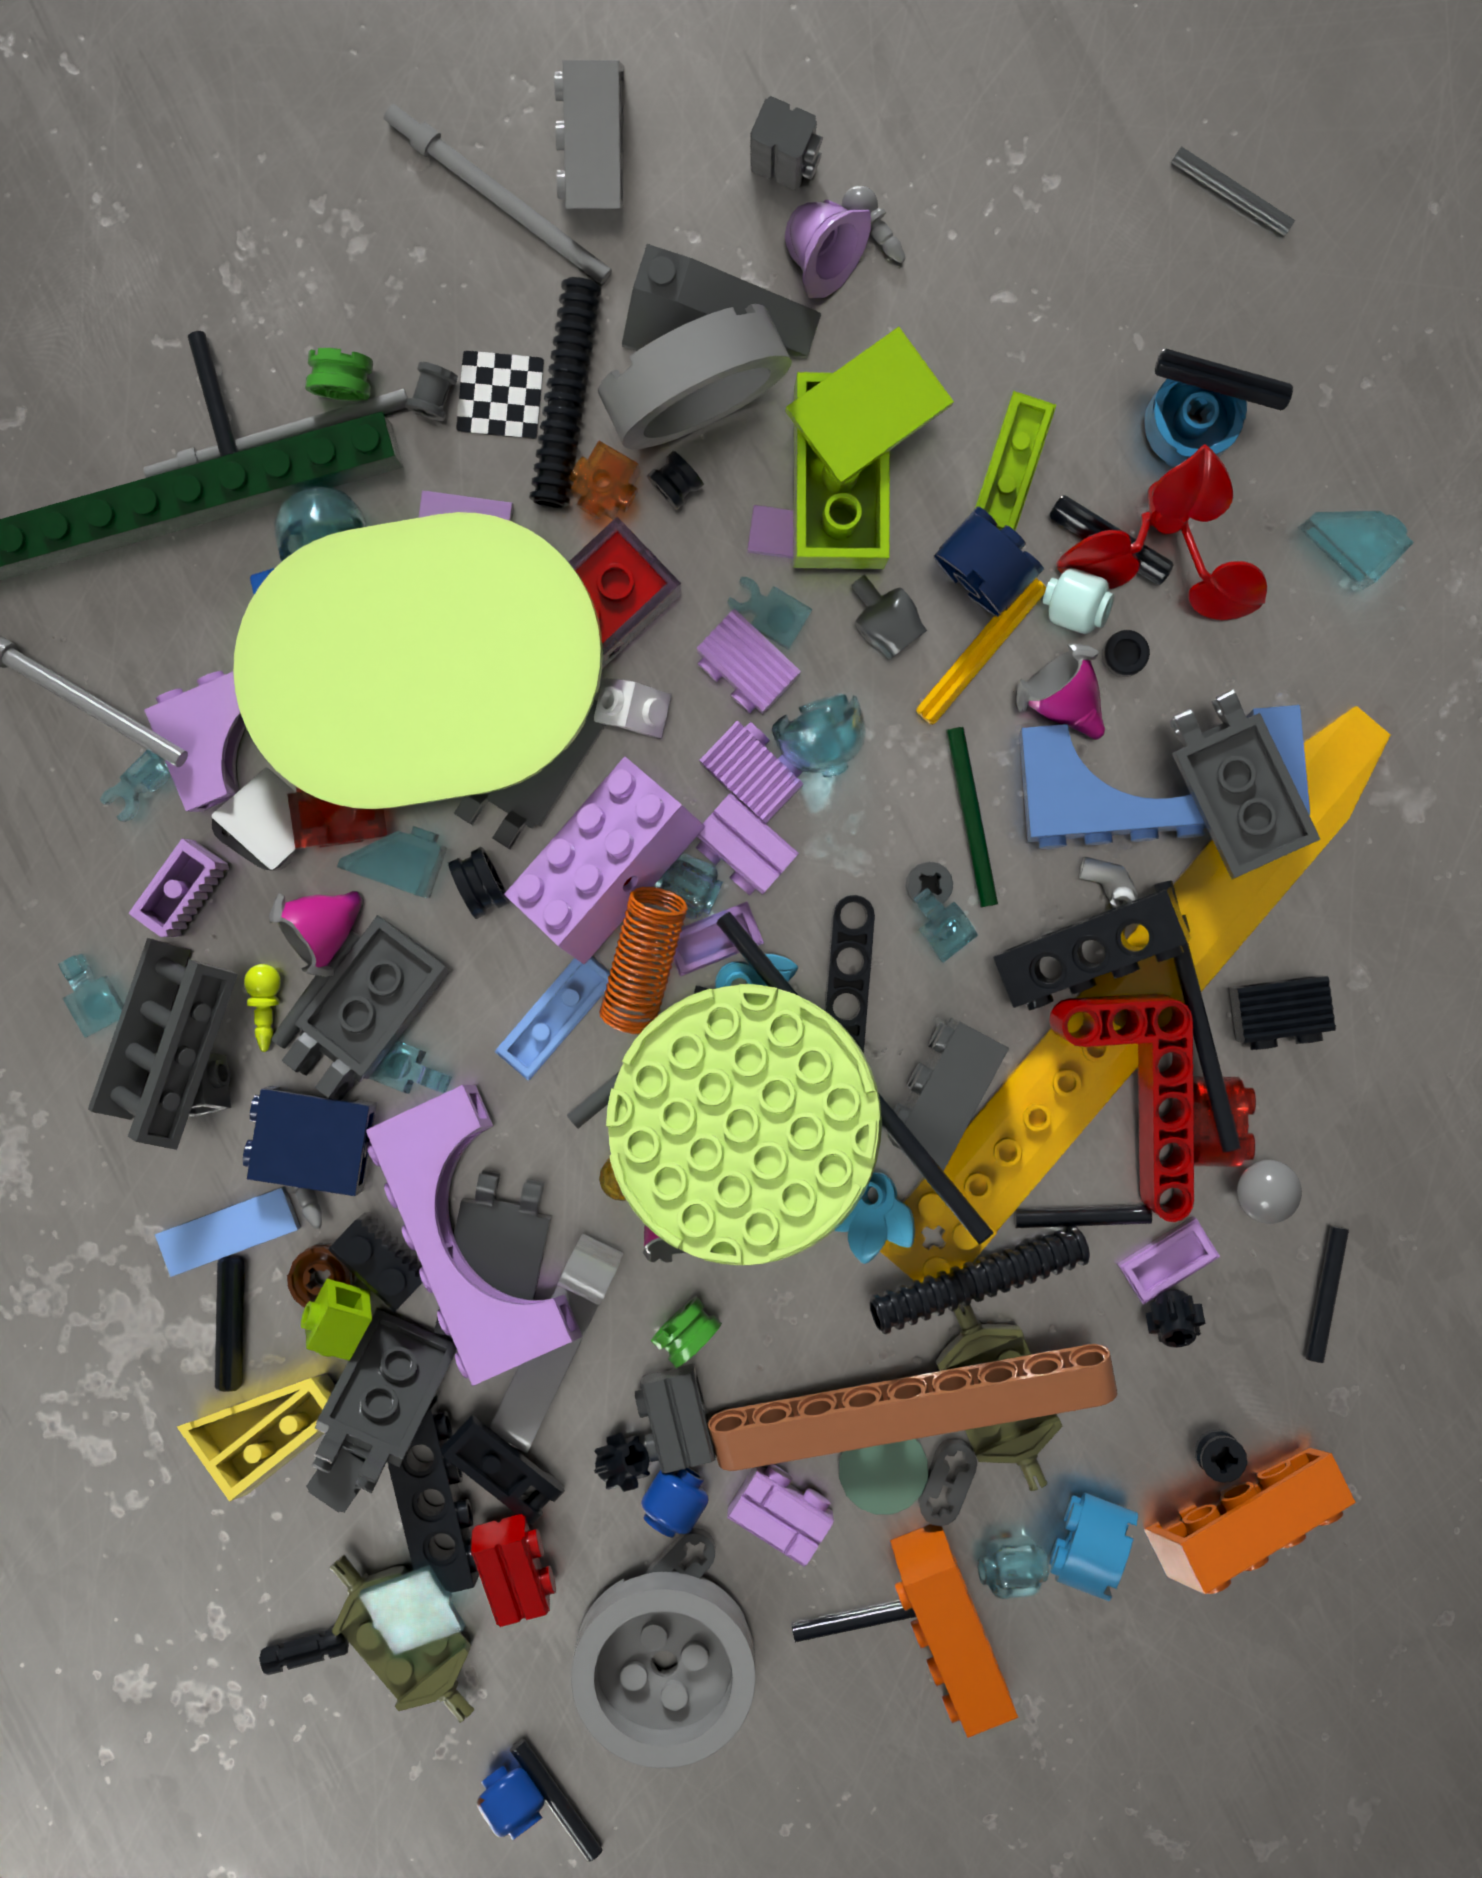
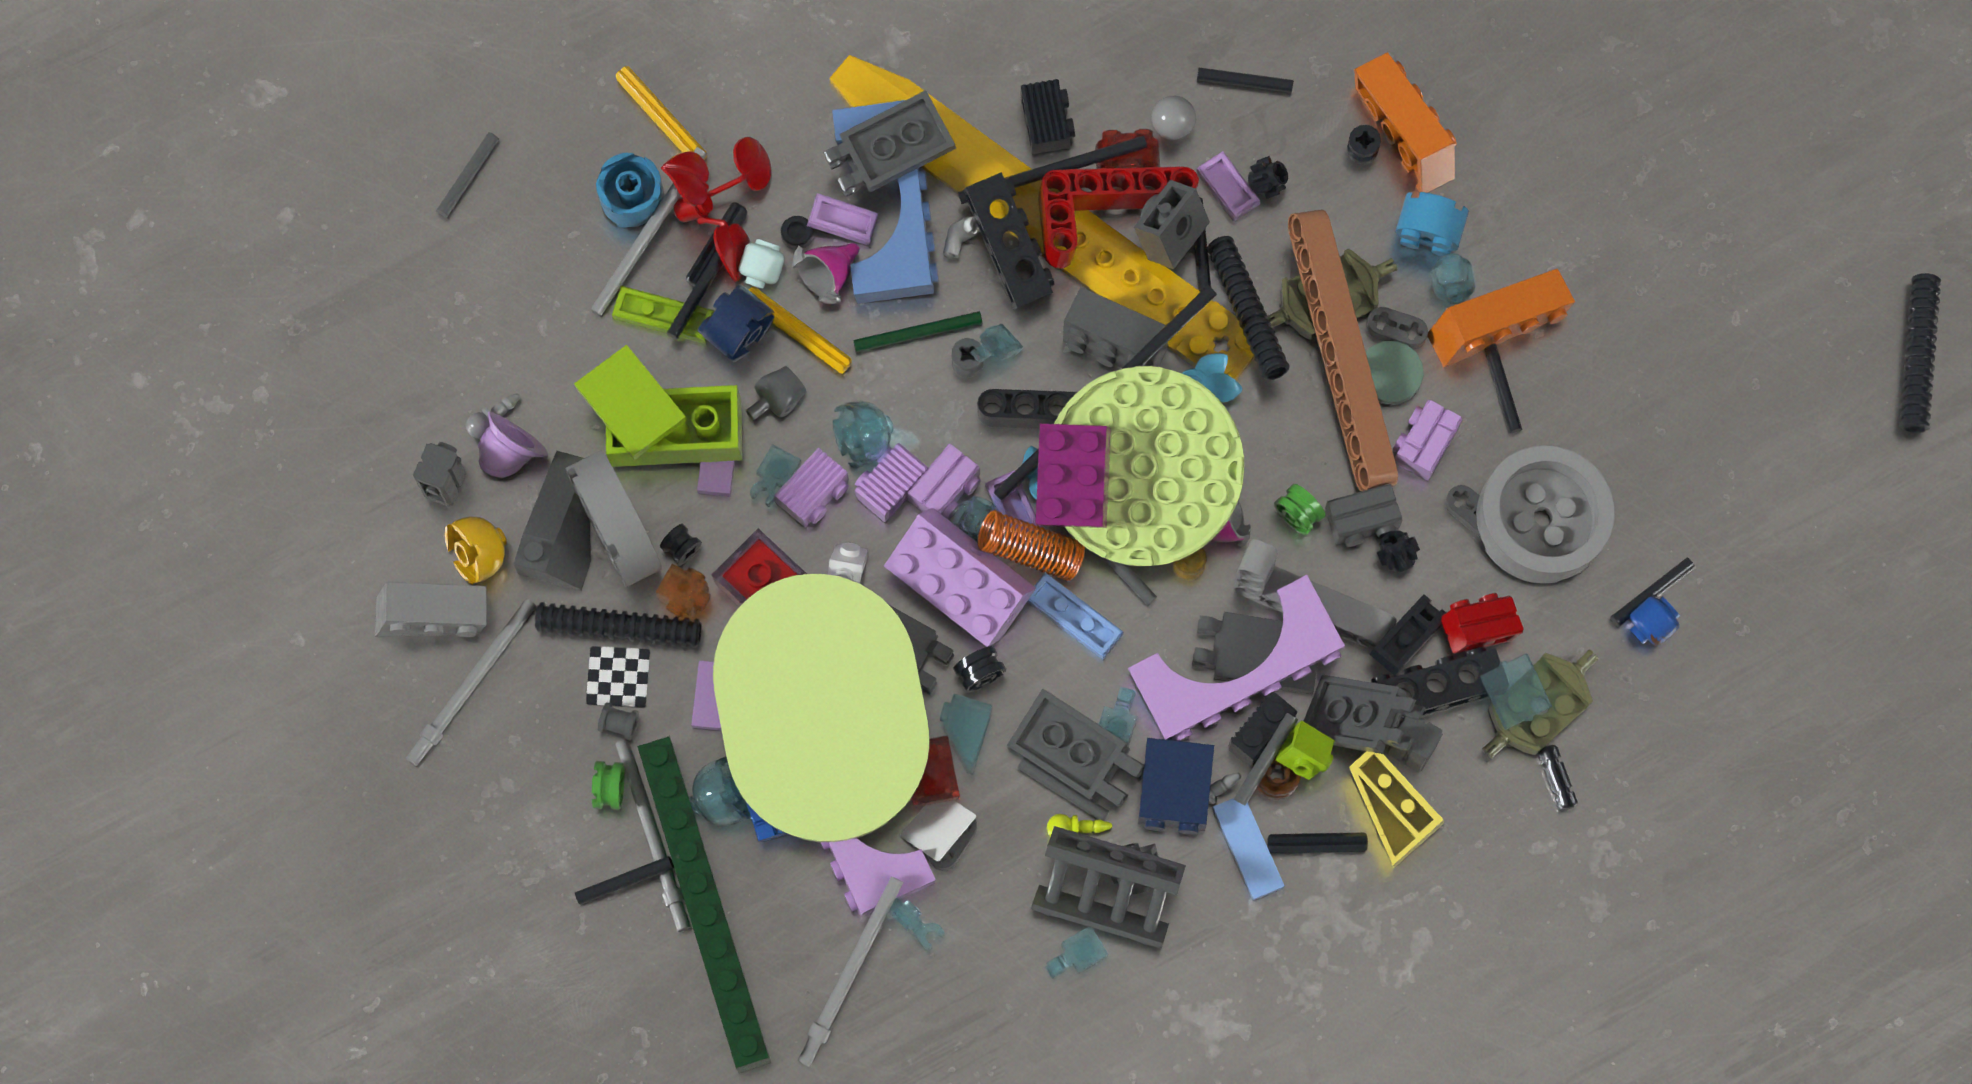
camera: 90 degrees left, 15 degrees down
(179, 889) = (993, 885): lavender brick -> none
(316, 926) = (1014, 781): dark pink hat -> none
(330, 1265) = (1266, 759): none -> dark grey bar
(674, 1501) = (1423, 512): blue head -> none
(680, 199) = (477, 547): none -> yellow cylinder
(725, 1023) = (1073, 475): none -> magenta brick
(1030, 505) = (695, 297): none -> black bar
(1105, 1180) = (1171, 223): none -> dark grey brick
(1112, 429) = (638, 247): none -> light grey bar
(1141, 717) = (842, 219): none -> lavender tile
(1223, 379) = (608, 167): black axle -> none
(1310, 465) = (656, 110): none -> yellow axle
(1359, 541) = (716, 79): clear light blue slope -> none

